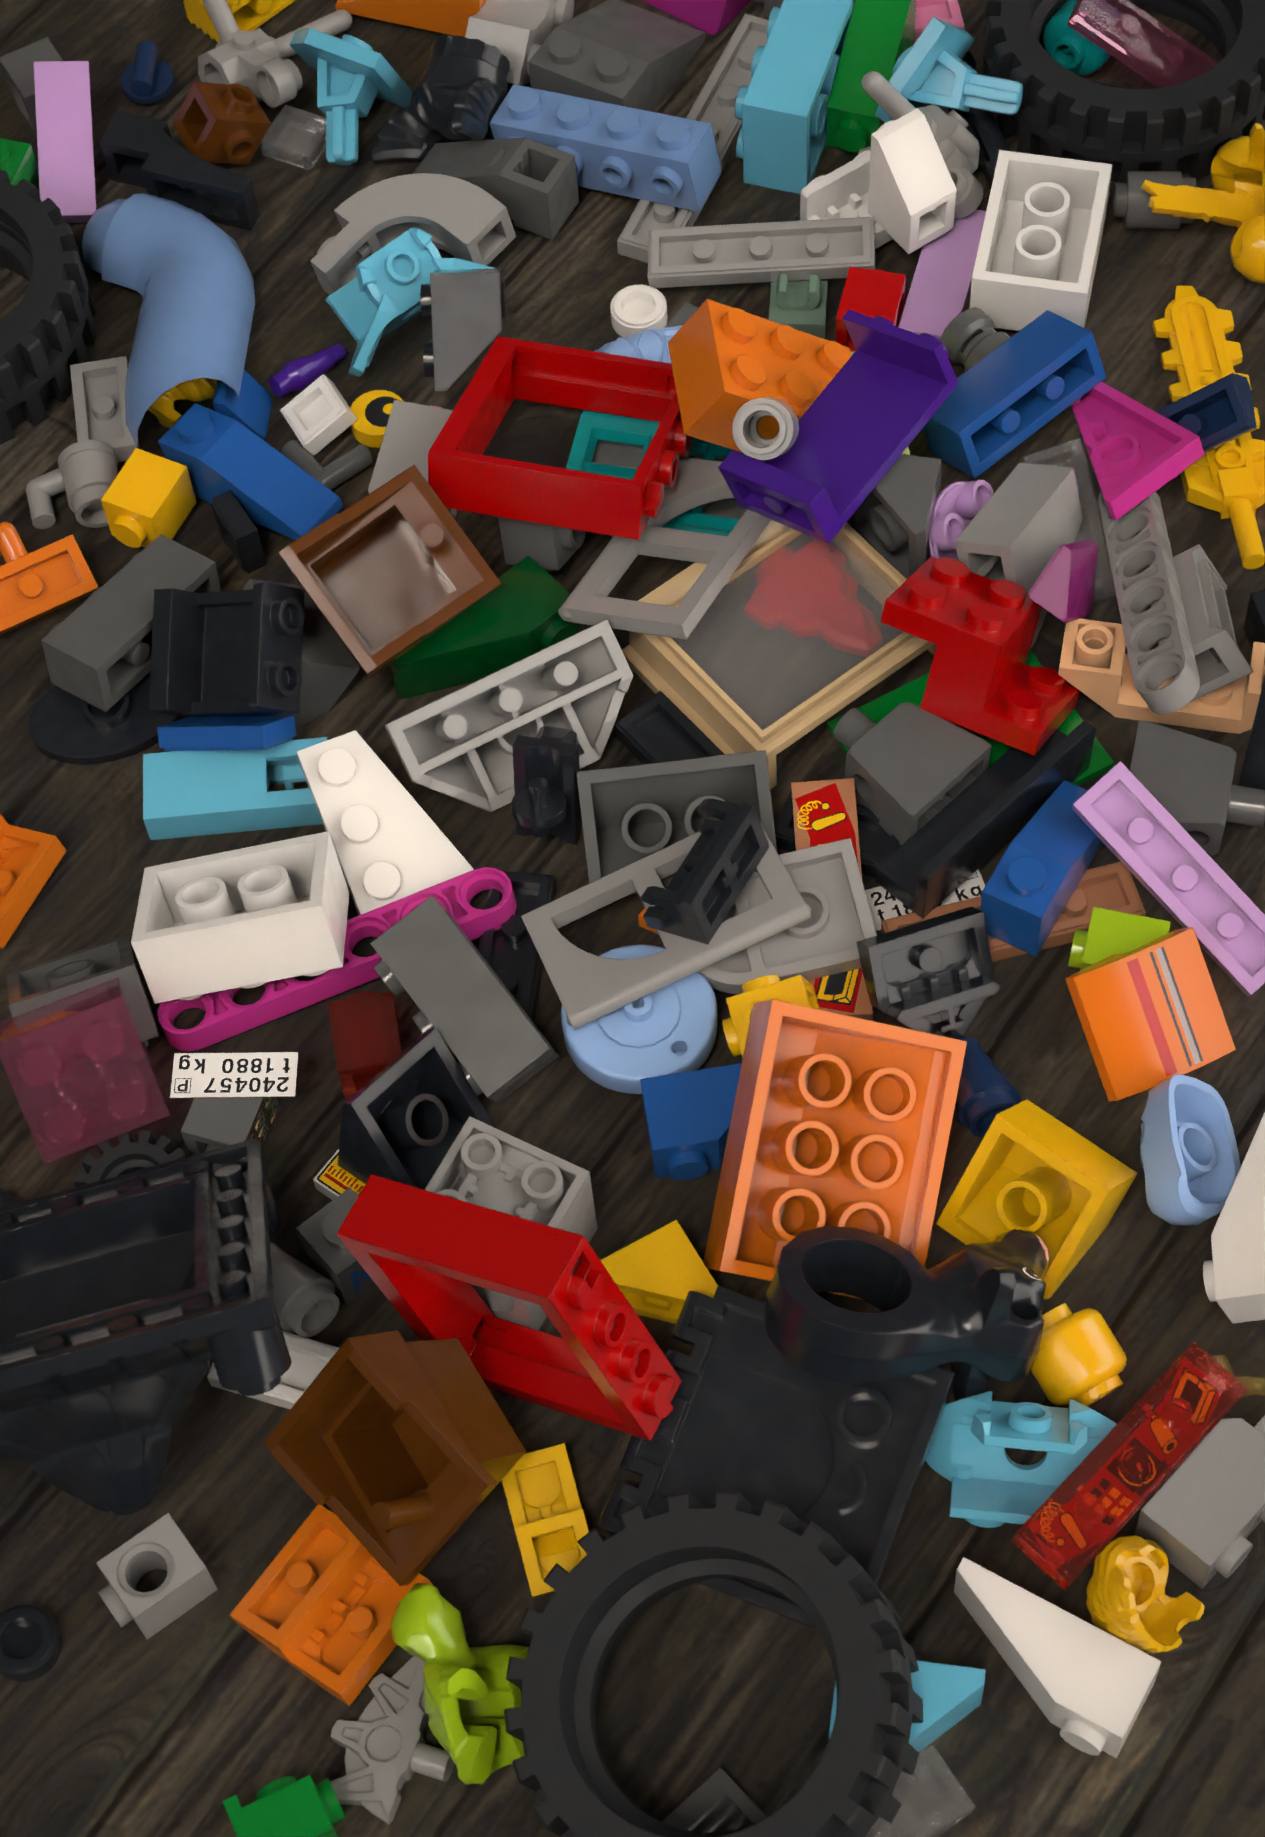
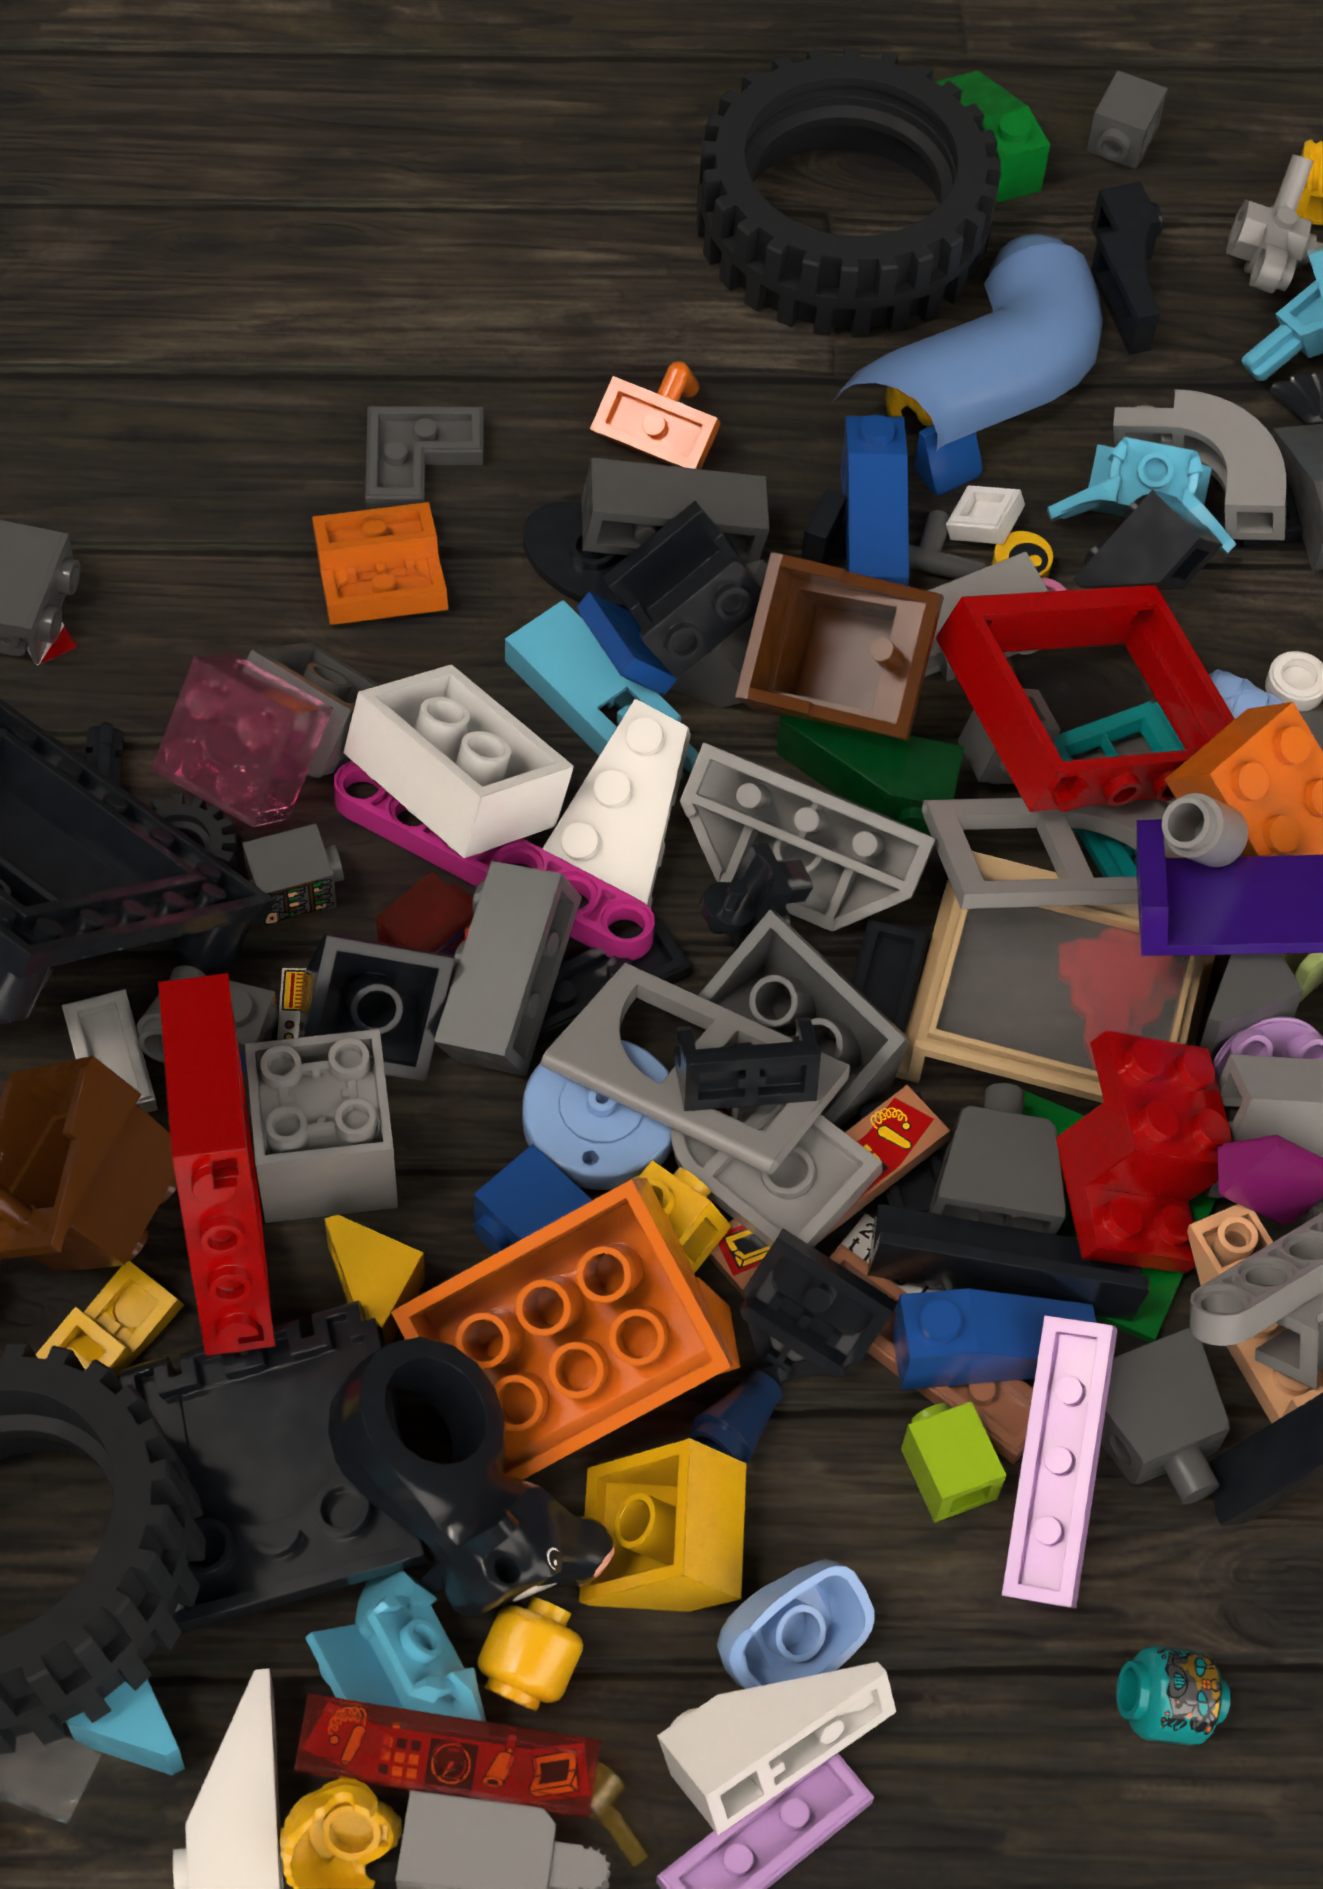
camera: 45 degrees right, 0 degrees up
(65, 137) = (1083, 167): lavender tile -> none
(85, 475) = (782, 403): light grey piece -> none
(100, 404) = (834, 371): light grey plate -> none
(147, 78) = (1206, 184): dark blue plate -> none
(148, 499) = (794, 450): yellow brick -> none
(221, 123) = (1199, 260): reddish brown brick -> none
(234, 1075) = (317, 847): white sticker -> none
(295, 138) = (1242, 322): clear tile -> none
(305, 370) = (1017, 475): dark purple piece -> none
(1150, 1014) = (903, 1515): orange slope -> none

